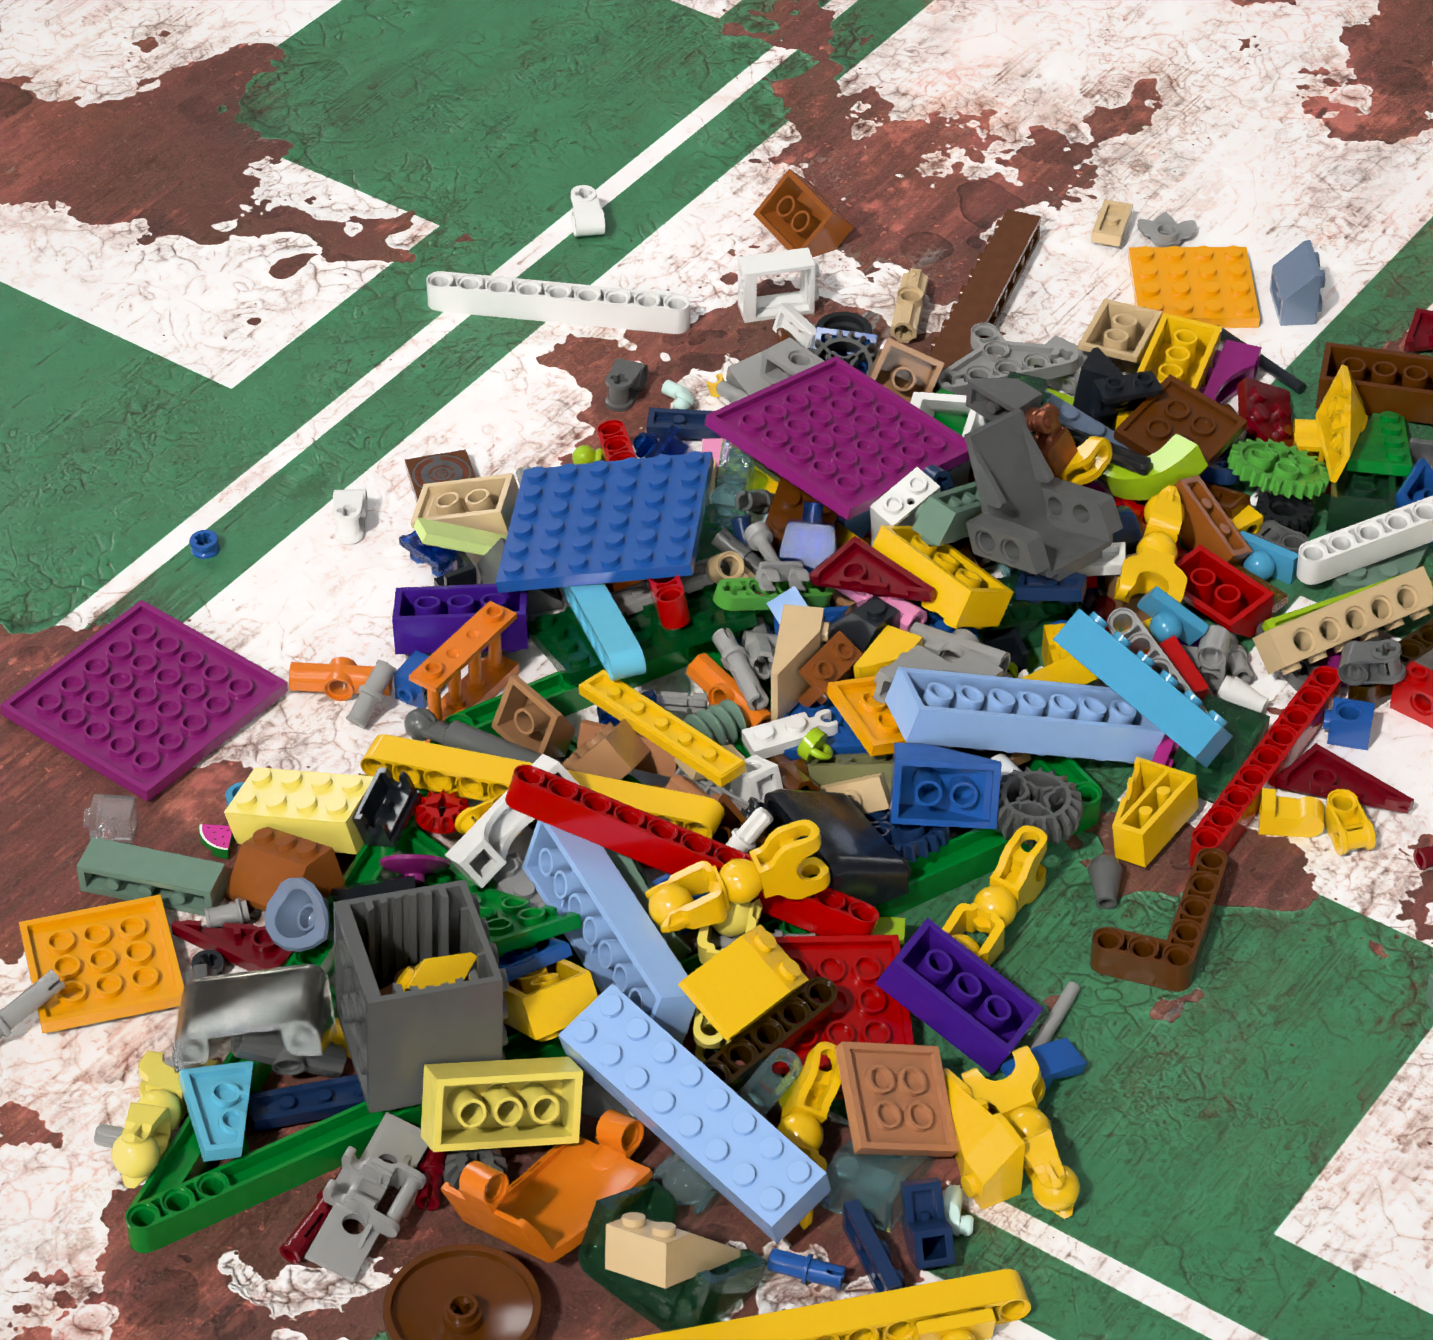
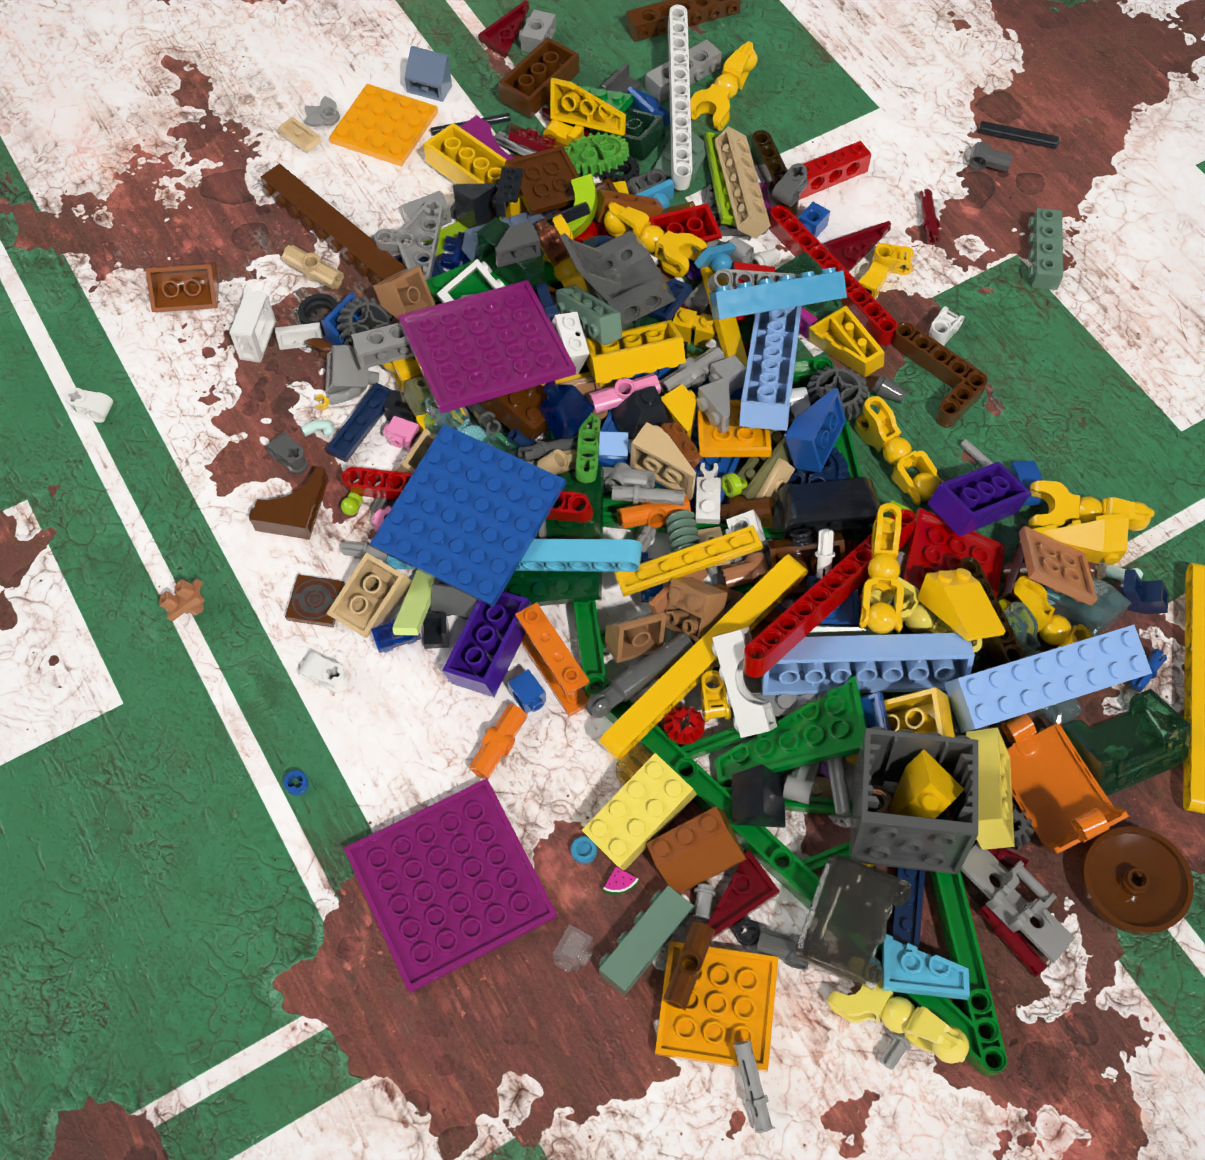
camera: 65 degrees left, 20 degrees up
(132, 907) = (683, 981): none -> reddish brown piece
(297, 916) = (764, 853): sand blue helmet -> none
(371, 693) = (532, 727): light grey pin -> none
(375, 368) = (185, 601): none -> nougat hips
(386, 808) = (678, 757): black hinge -> none
(415, 865) = (733, 760): magenta dish -> none
(549, 418) = (294, 513): none -> reddish brown arch
(558, 302) = (186, 448): white beam -> none
(648, 445) = (372, 457): clear blue hips -> none
(660, 1251) = (1143, 739): tan slope -> none
(772, 569) = (543, 432): light grey bar -> none
(866, 570) = (612, 387): dark red wing -> none
(871, 1252) = (1157, 631): dark blue plate -> none
(1121, 330) = (422, 173): tan slope -> none
(1259, 907) = (945, 325): none -> white piece

